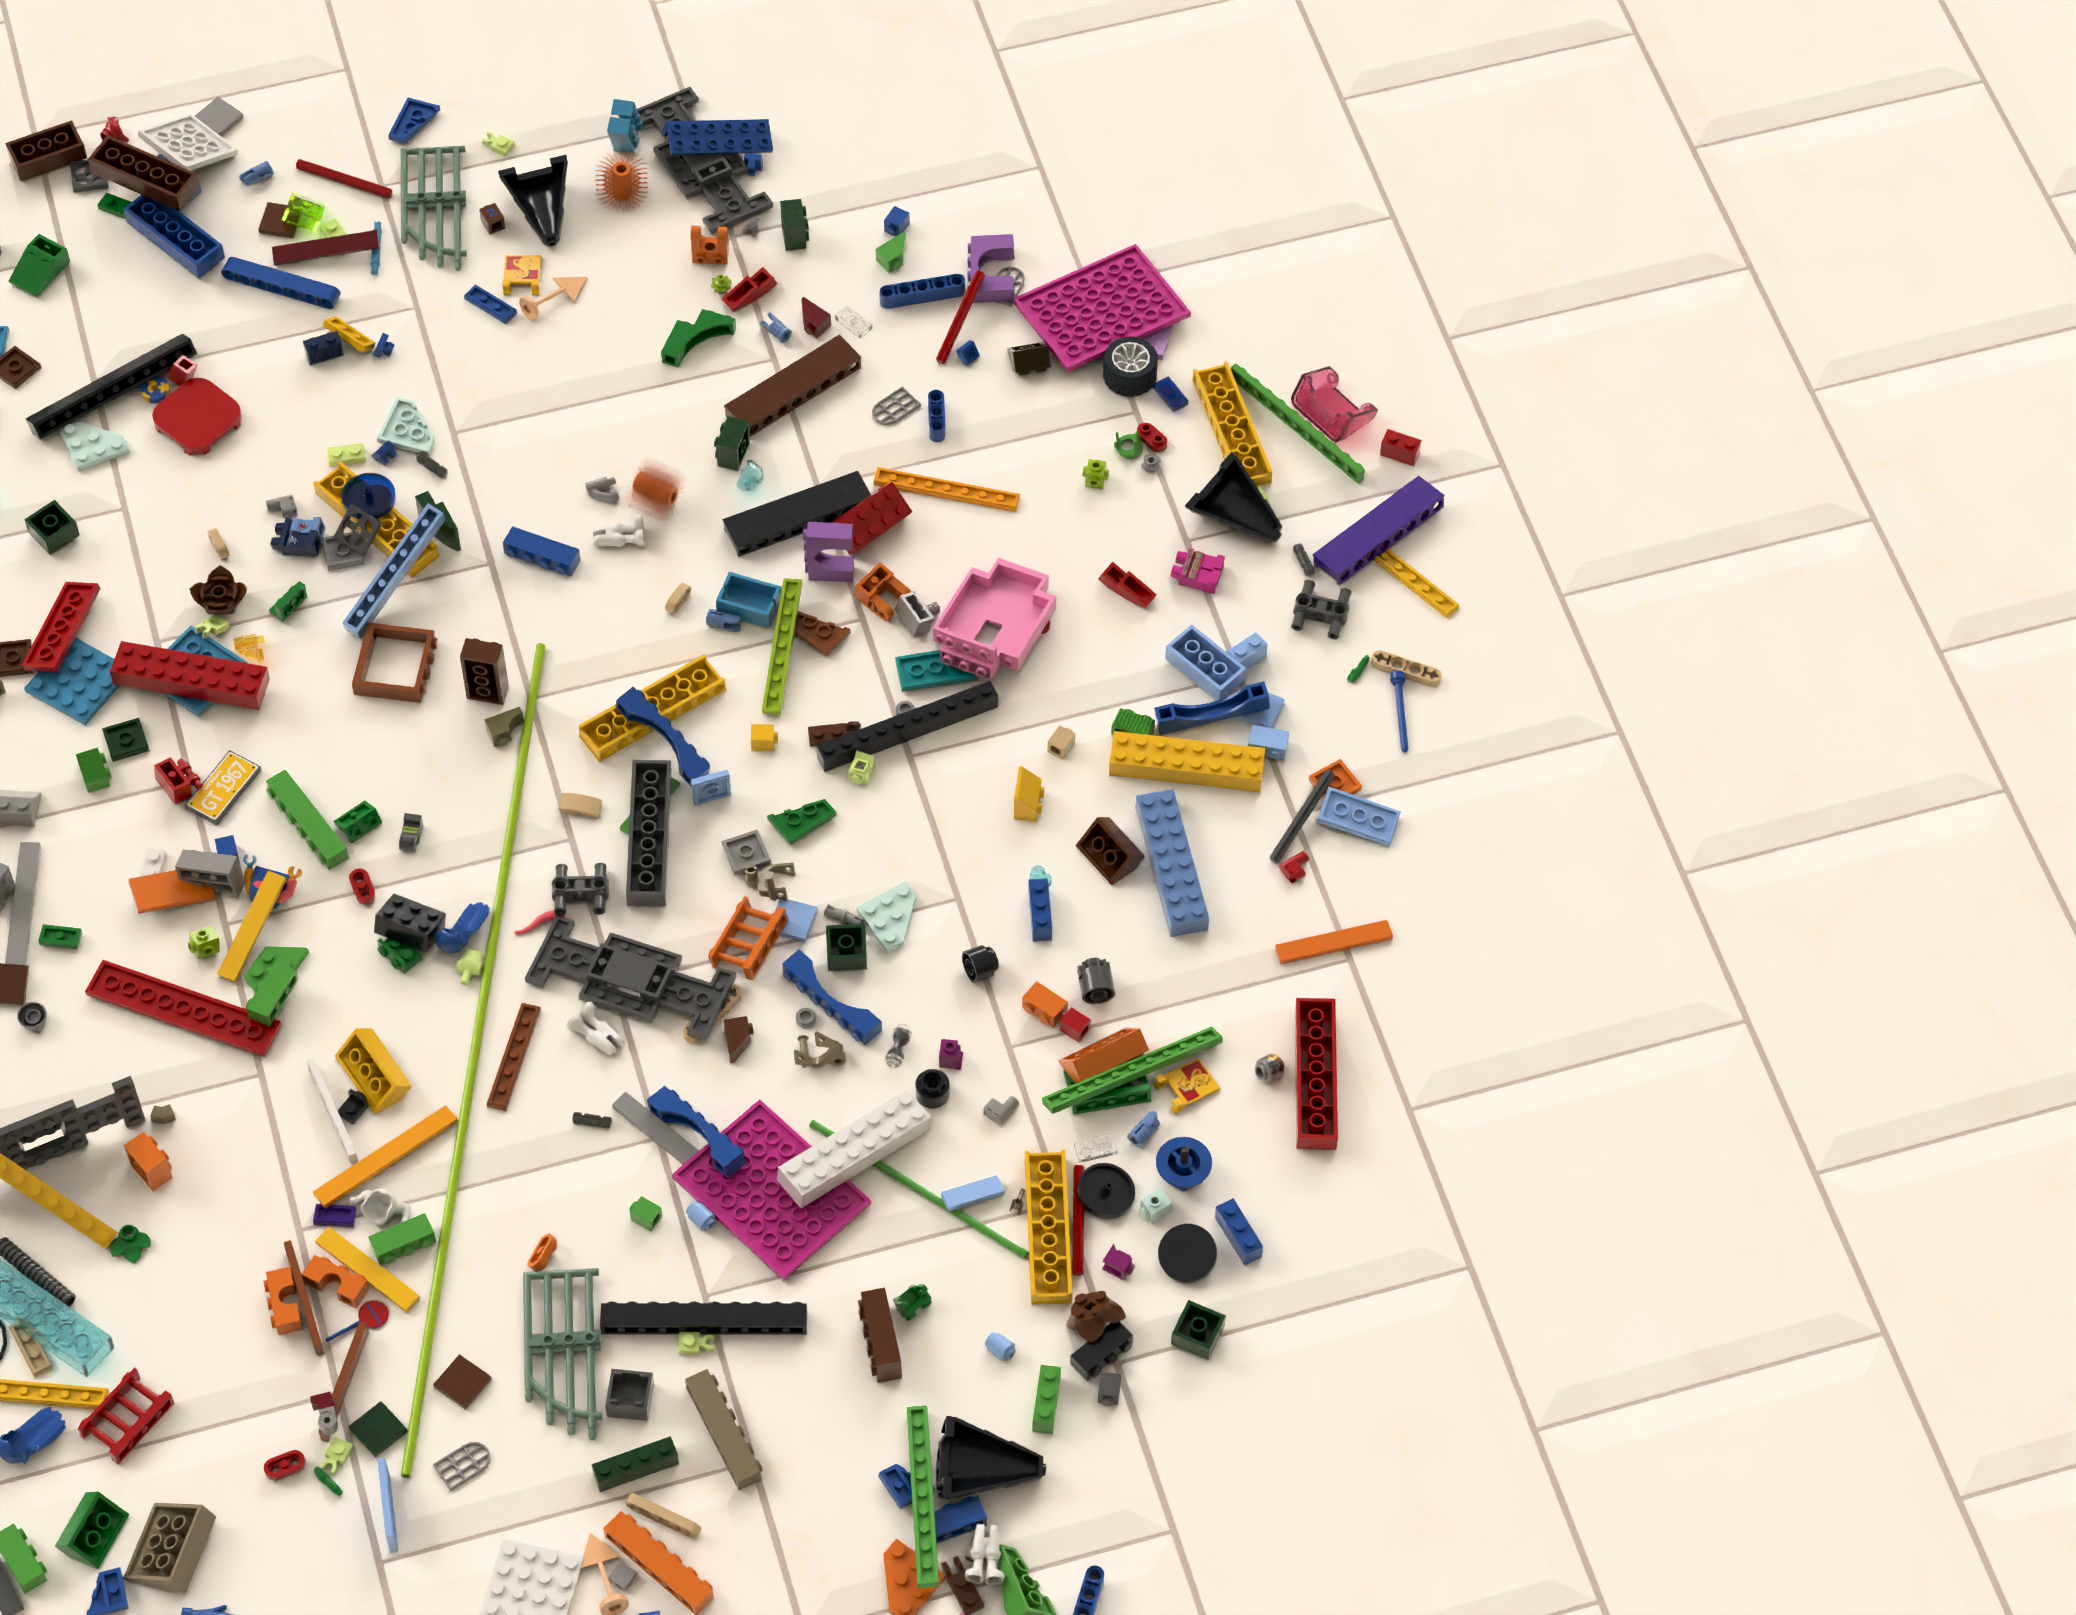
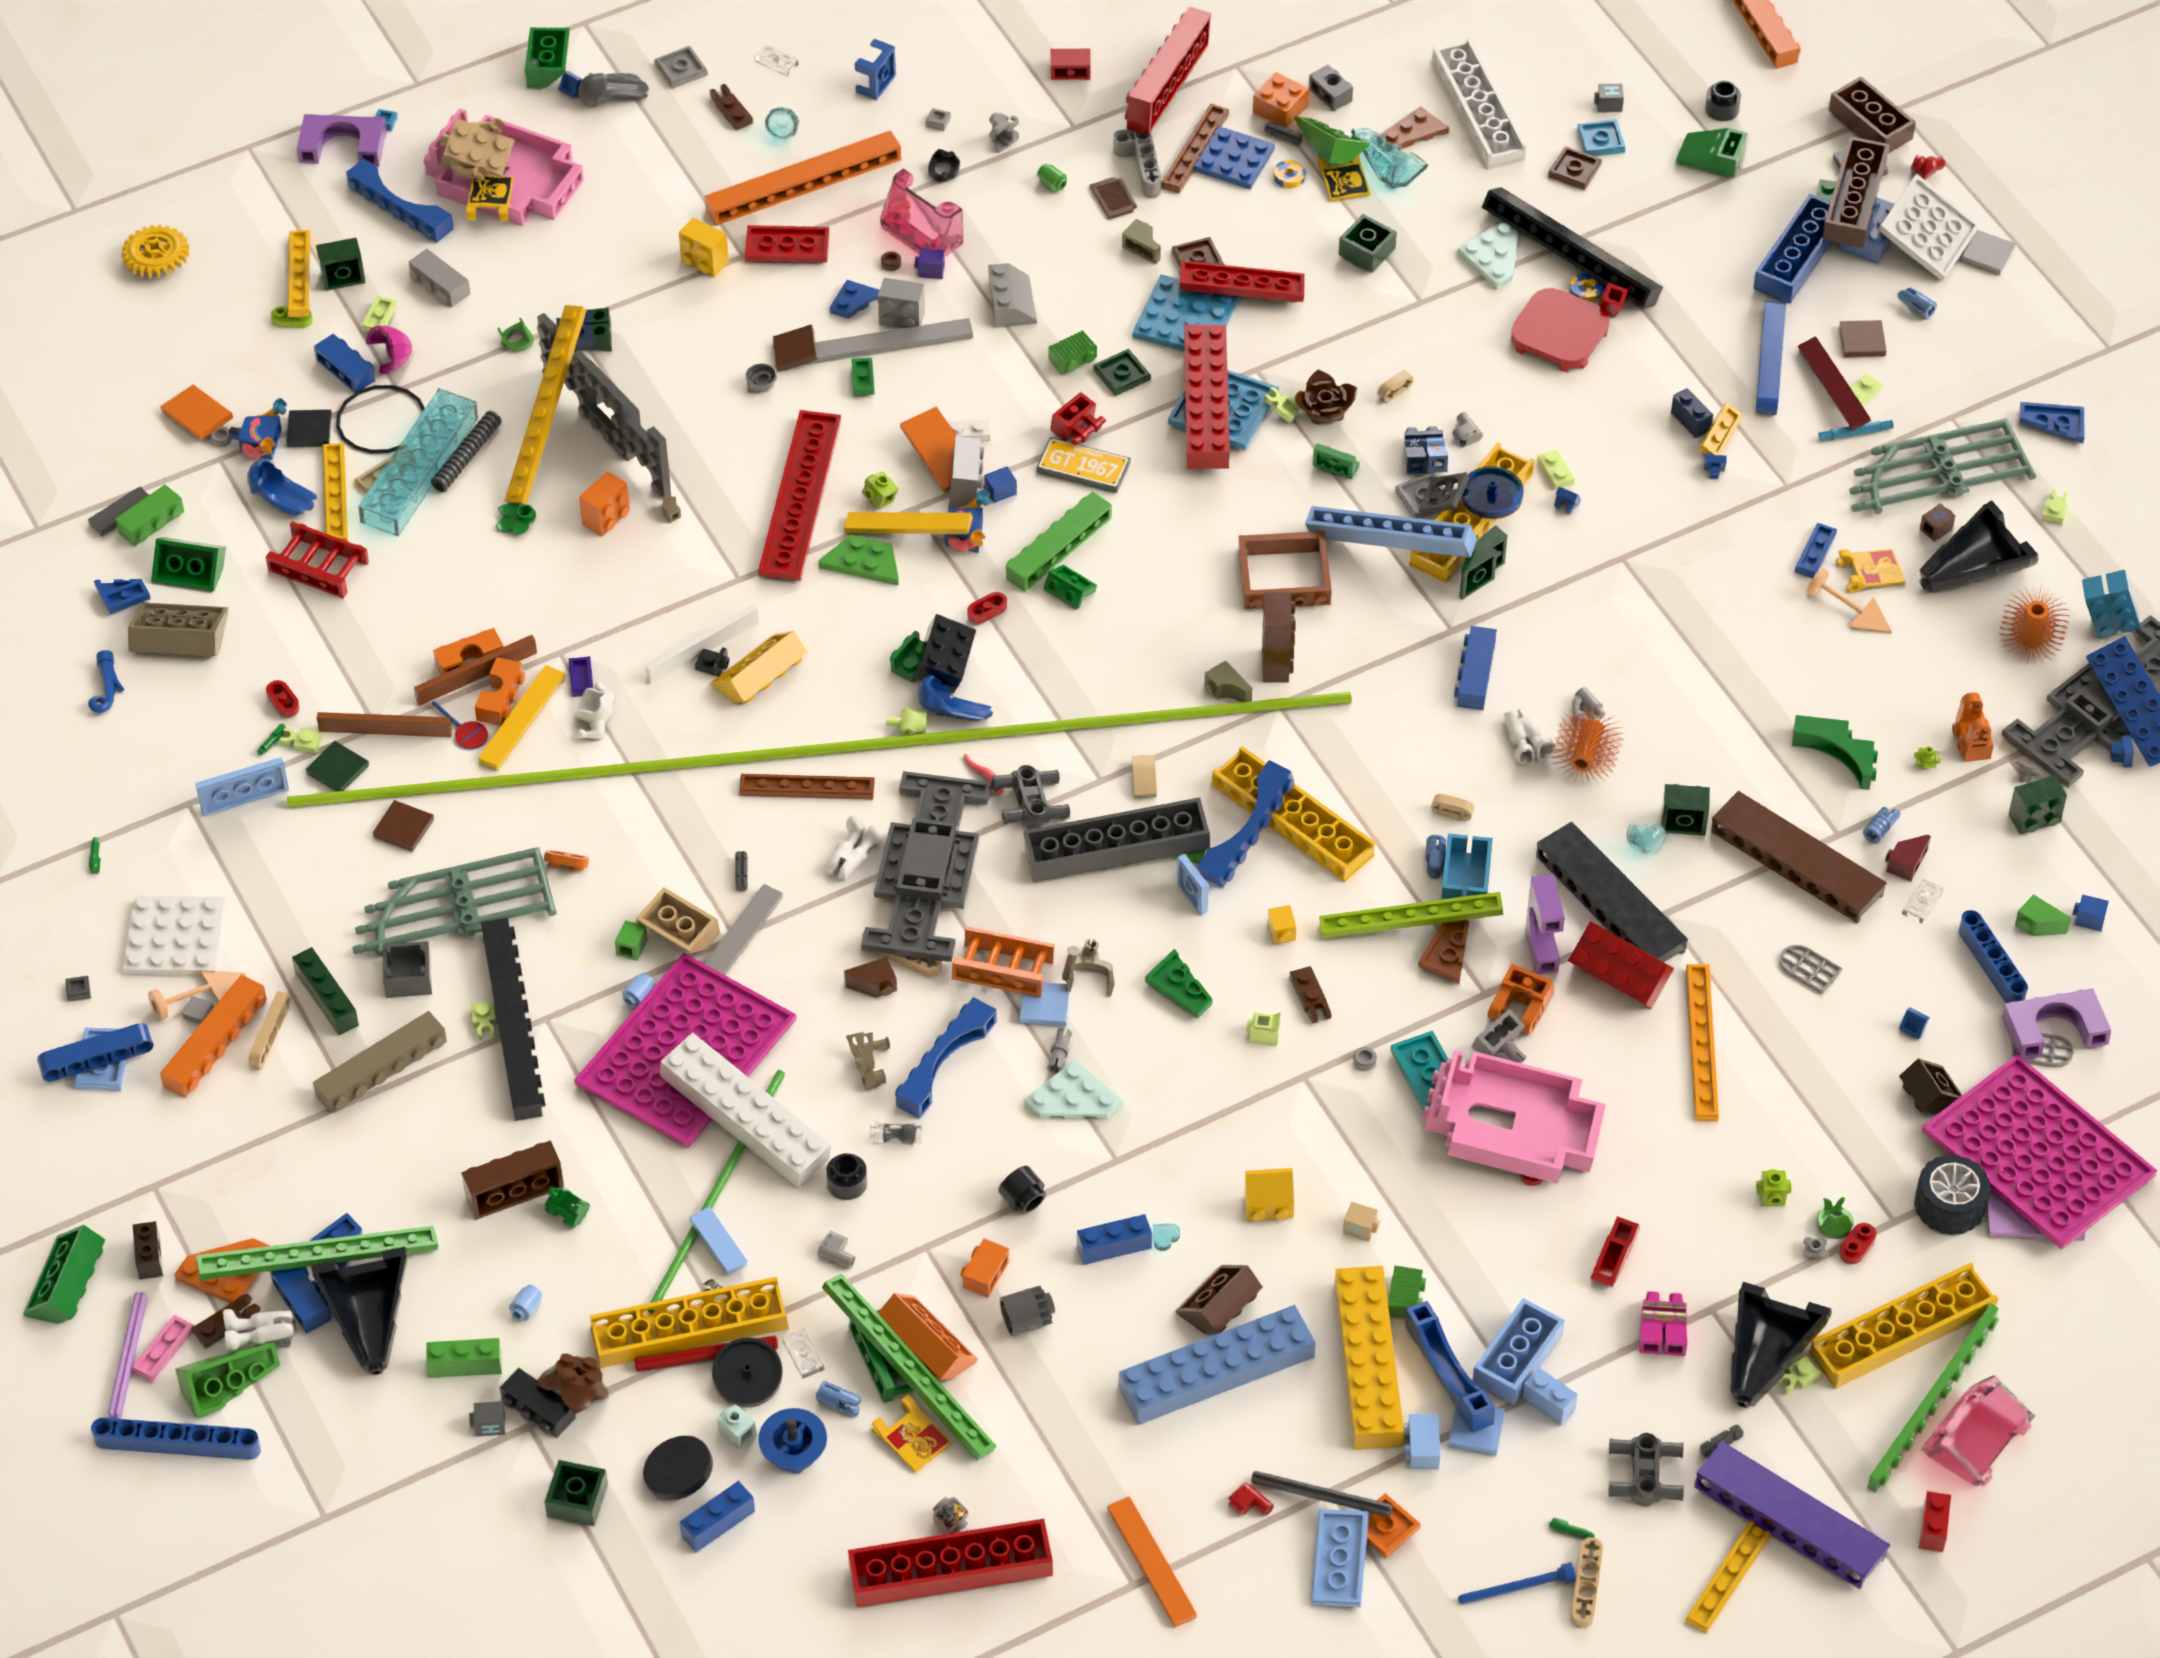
camera: 80 degrees right, 5 degrees down
(249, 641) = (1274, 440): clear yellow plant -> none
(271, 993) = (825, 556): bright green brick -> none
(303, 211) = (1879, 350): clear neon green slope -> none
(327, 1419) = (334, 709): leg -> none
(344, 178) = (1944, 380): red axle -> none
(385, 1156) = (657, 701): light orange tile -> none
(402, 1239) = (559, 736): bright green brick -> none
(406, 428) = (1609, 511): light aqua plate -> none
(411, 832) = (1065, 634): dark grey leg -> none
(432, 465) = (1566, 546): dark grey axle -> none
(460, 1471) = (300, 847): light grey window -> none
(642, 1170) = (679, 921): none -> tan slope
(671, 1109) = (709, 986): blue arch -> none
(745, 851) = (1121, 940): light grey plate -> none
(749, 289) = (1929, 787): red slope -> none
(805, 1018) = (917, 1041): light grey tile -> none
(846, 947) = (1012, 1055): dark green brick -> none
(907, 725) = (1338, 1062): black brick -> none
(936, 415) = (1792, 1010): blue beam -> none
(950, 1054) = (895, 1185): magenta window -> none
(960, 317) = (1962, 1001): red axle -> none
(1074, 1024) = (965, 1302): red brick -> none
(1118, 1263) = (654, 1399): magenta window -> none
(1170, 394) = (1930, 1250): clear blue plate -> none

